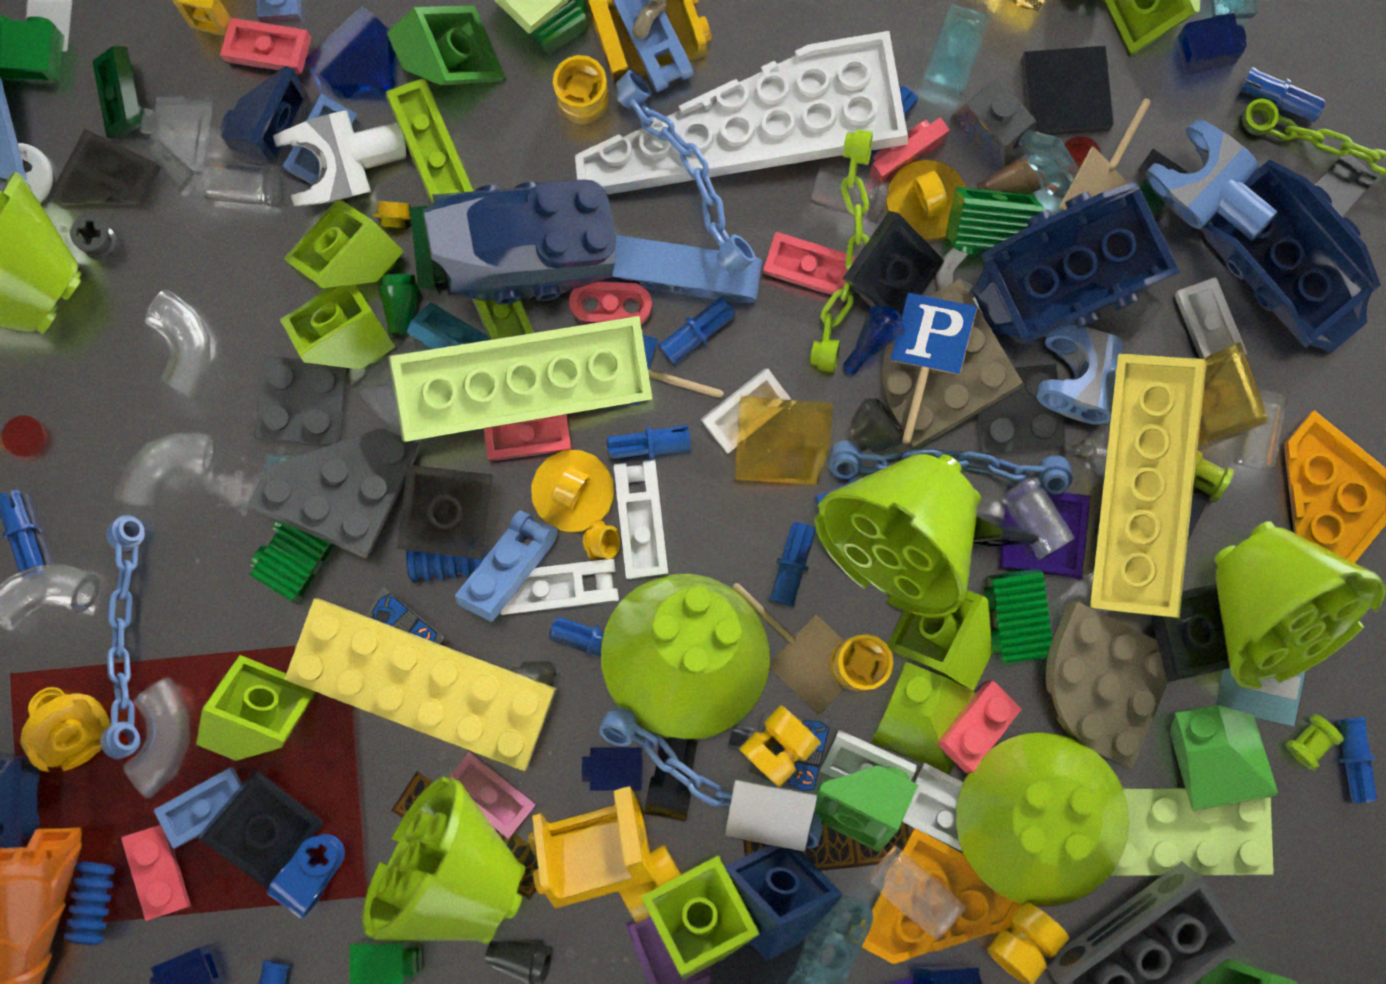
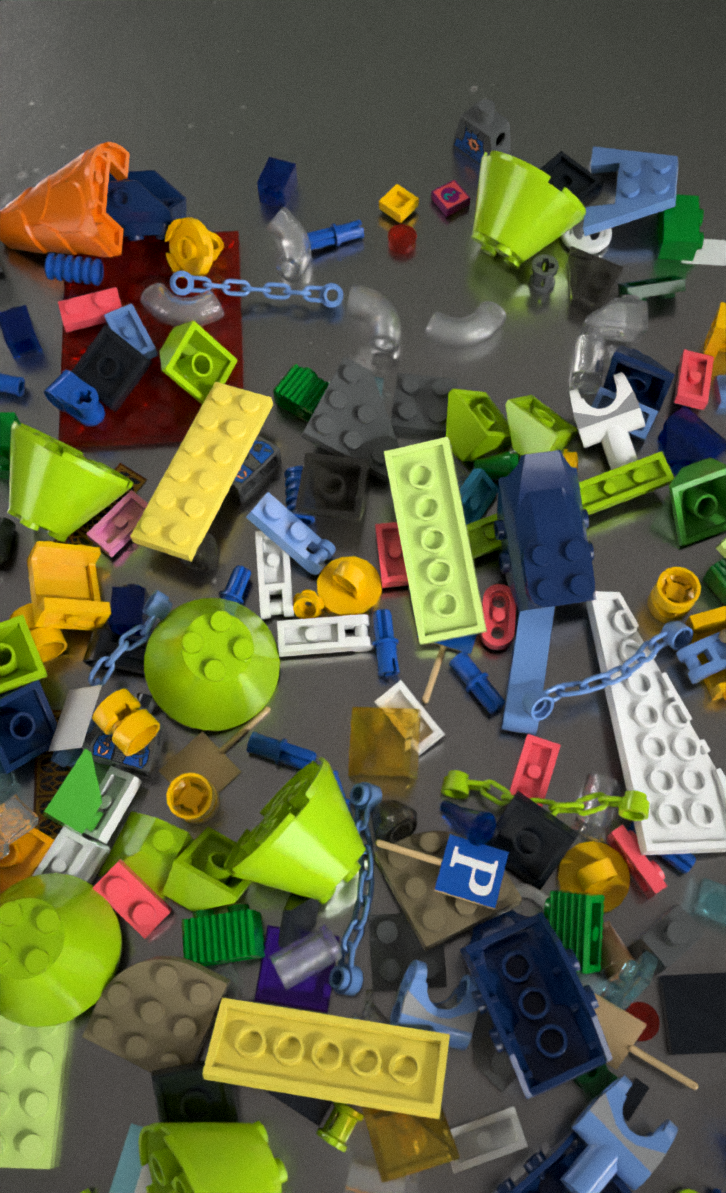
camera: 90 degrees right, 15 degrees down
(1221, 757) = (80, 1122): bright green slope -> none

